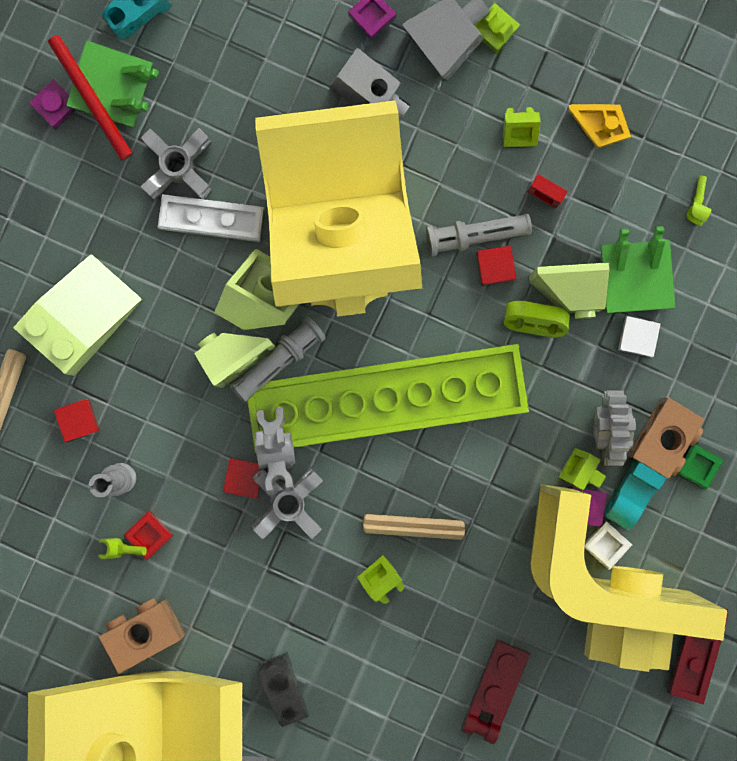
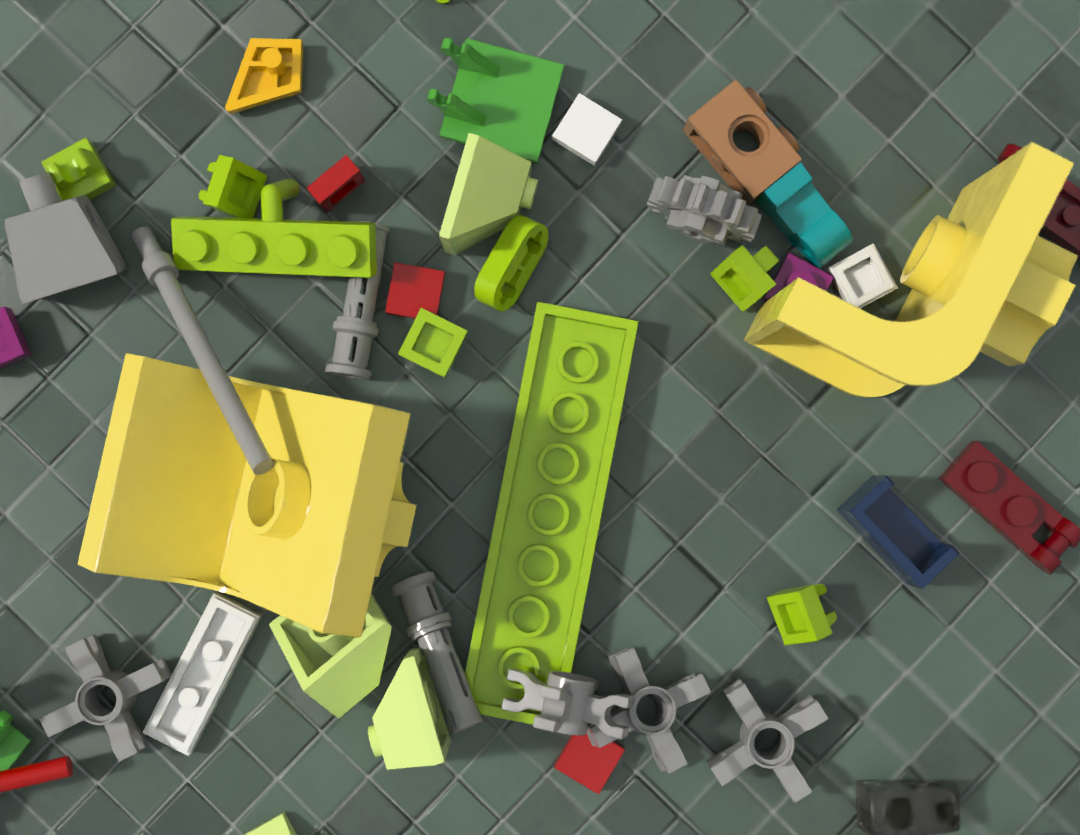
camera: 75 degrees left, 0 degrees up
(279, 573) = (797, 720): none -> light grey pin
(360, 76) = (73, 386): light grey torso -> none
(414, 527) = (742, 540): tan axle -> none
(451, 104) = (163, 275): none -> light grey bar
(453, 622) = (896, 532): none -> dark blue panel
(468, 288) = (433, 343): none -> lime tile
(495, 166) = (275, 243): none -> lime plate
(700, 466) = (798, 109): green tile -> none

